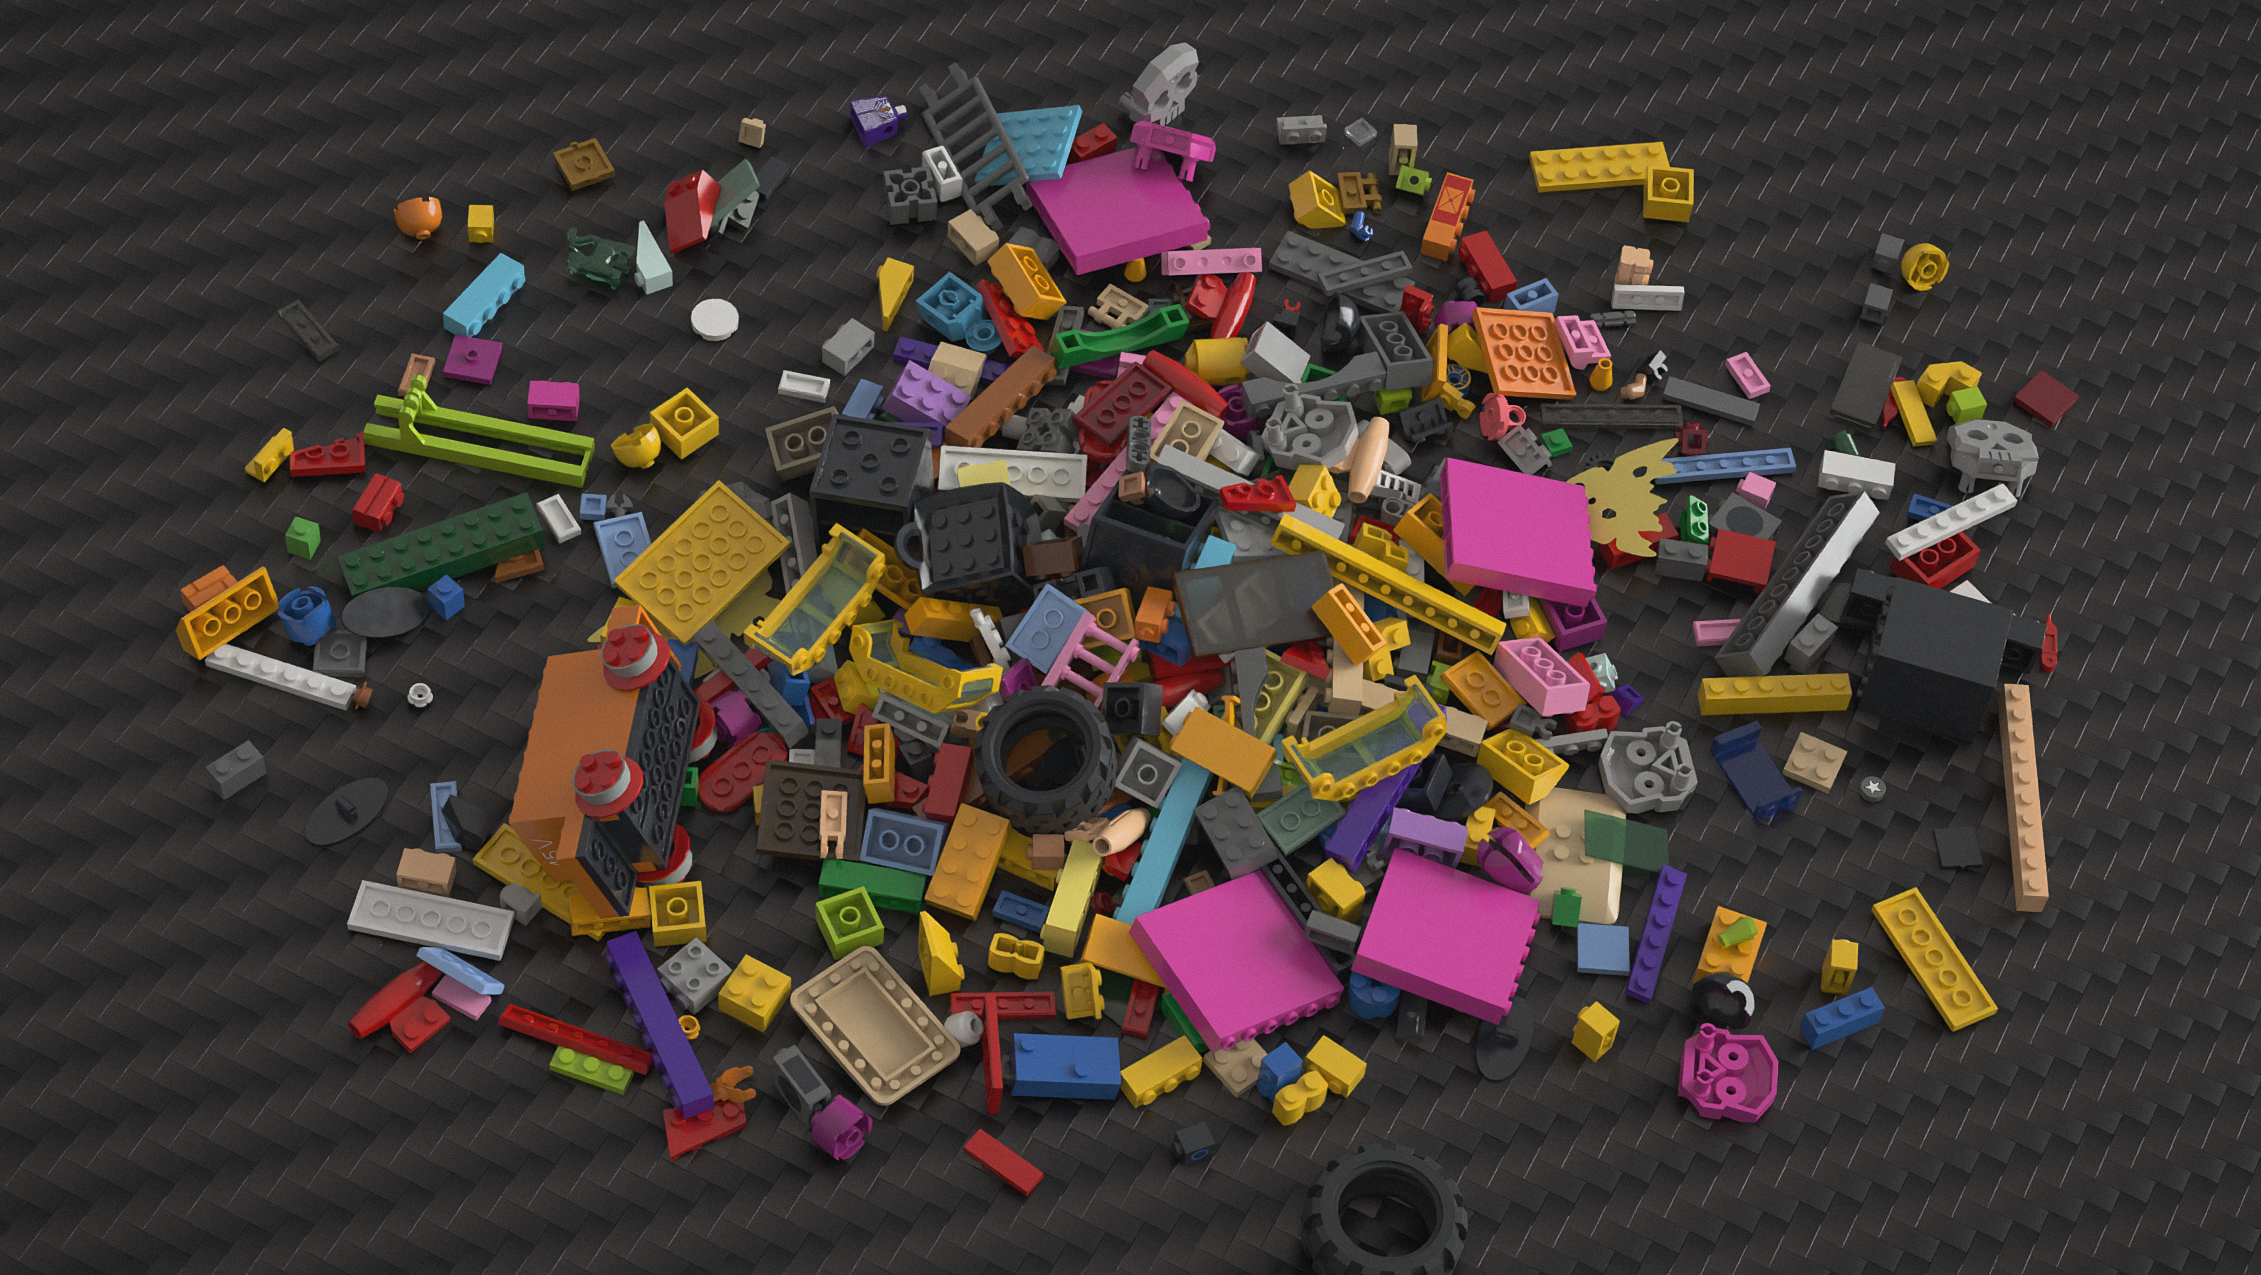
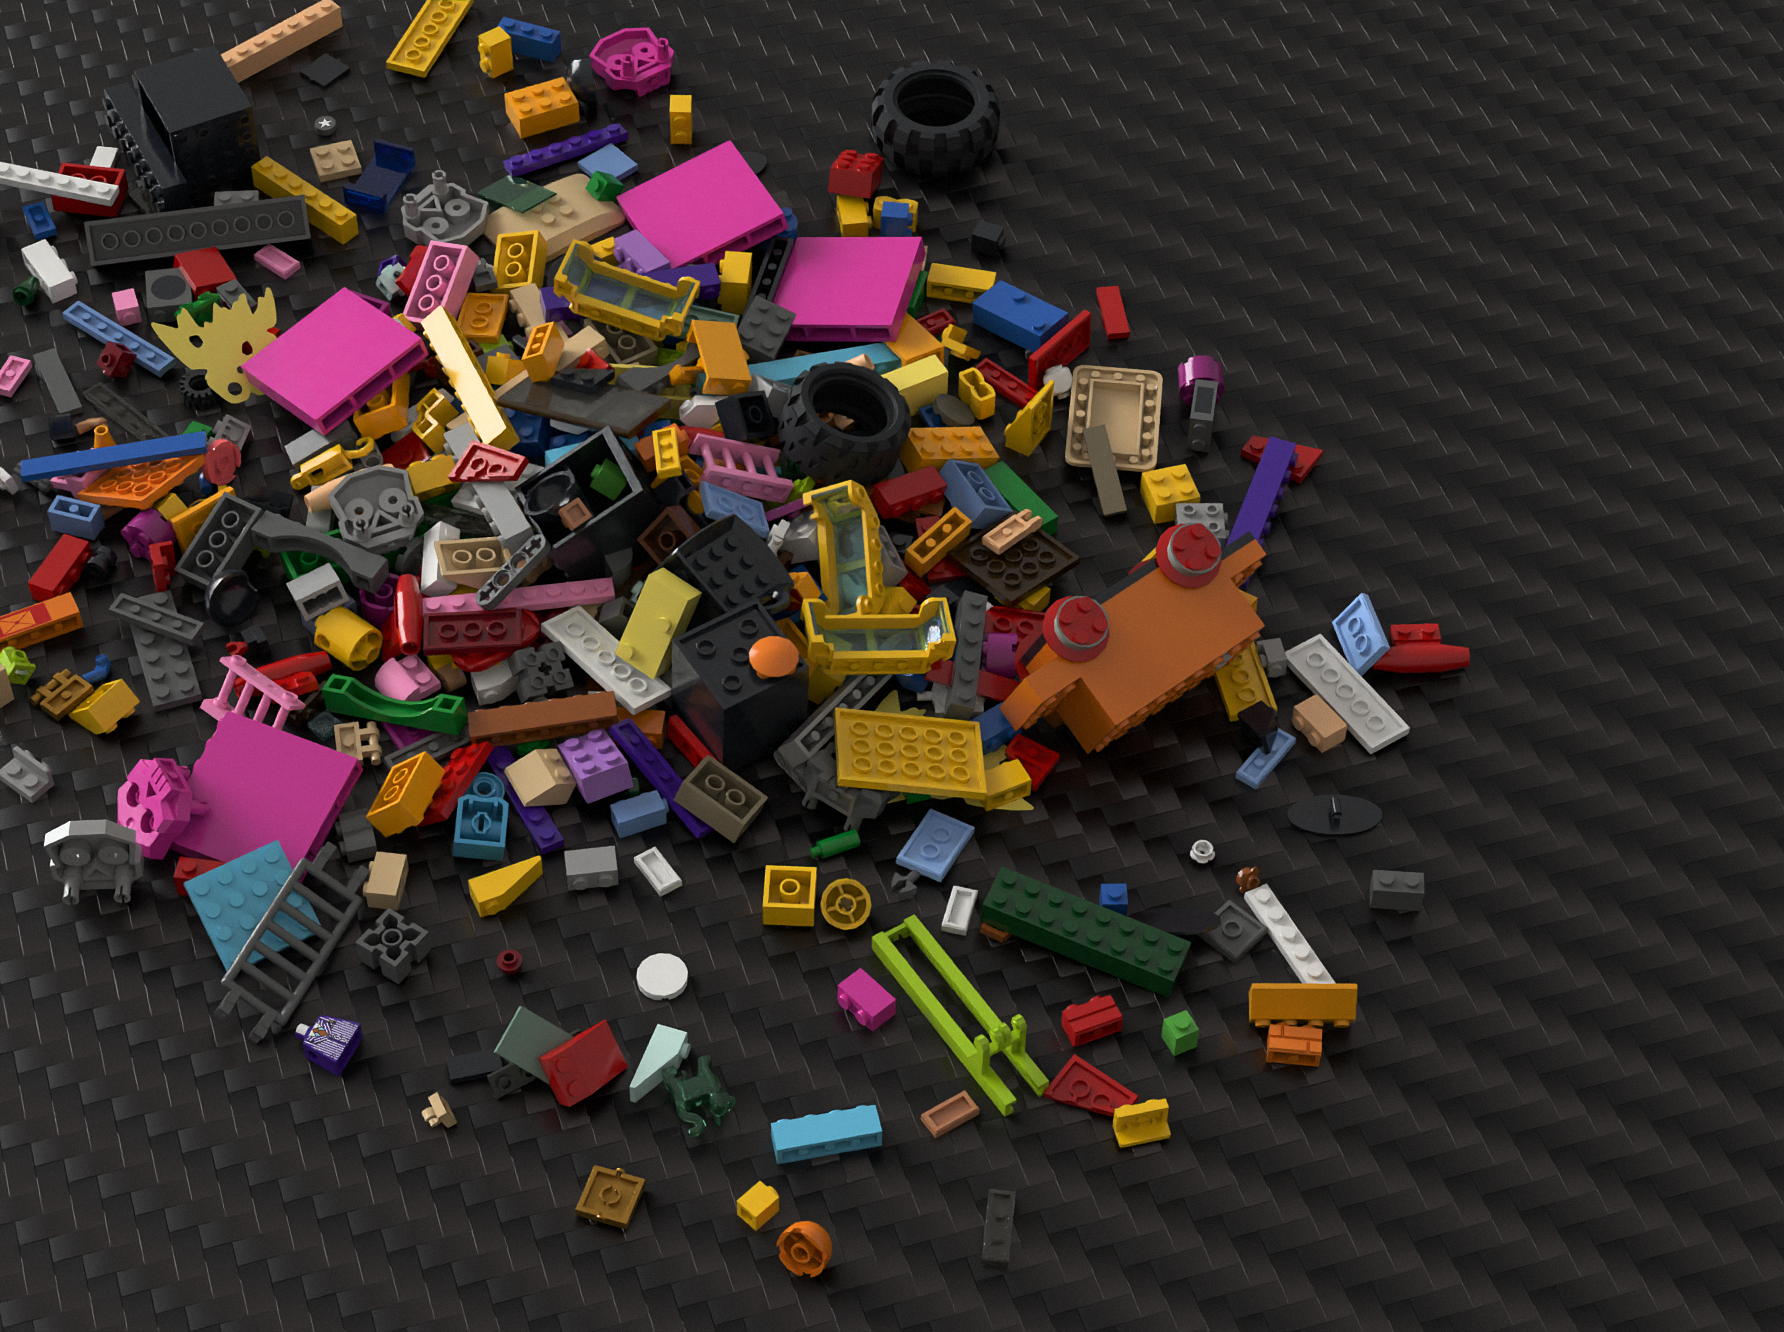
camera: 130 degrees left, 5 degrees down
(306, 615) = (1249, 948): blue brick -> none
(472, 359) = (891, 1091): magenta plate -> none
(576, 1039) = (1316, 554): red tile -> none
(591, 1070) = (1322, 535): lime plate -> none
(593, 507) = (926, 893): medium blue plate -> none
(691, 1023) = (1232, 509): light orange plate -> none
(702, 483) = (836, 844): none -> green cylinder
(724, 1086) = (1252, 459): orange helmet -> none
(826, 958) = (1104, 470): none -> dark tan tile
(828, 253) = (509, 967): none -> dark red plate
(839, 470) = (774, 657): none -> orange dish
(849, 922) = (1063, 484): lime brick -> none
(944, 174) = (341, 950): white brick -> none
(1017, 919) = (953, 411): none -> dark grey tile
(1127, 585) = (666, 453): none -> yellow tile
(1287, 626) = (583, 380): none -> black wing
(1332, 932) = (771, 250): dark grey brick -> none
(1374, 1094) = (855, 174): none -> red brick
(1415, 481) = (333, 462): none -> yellow piece
(1512, 815) = (569, 229): light orange plate -> none
(1517, 856) = (608, 216): magenta cylinder -> none
(1559, 345) = (113, 456): none -> blue tile
(1740, 931) = (534, 88): lime cone -> none
(2048, 654) = (90, 119): red piece -> none

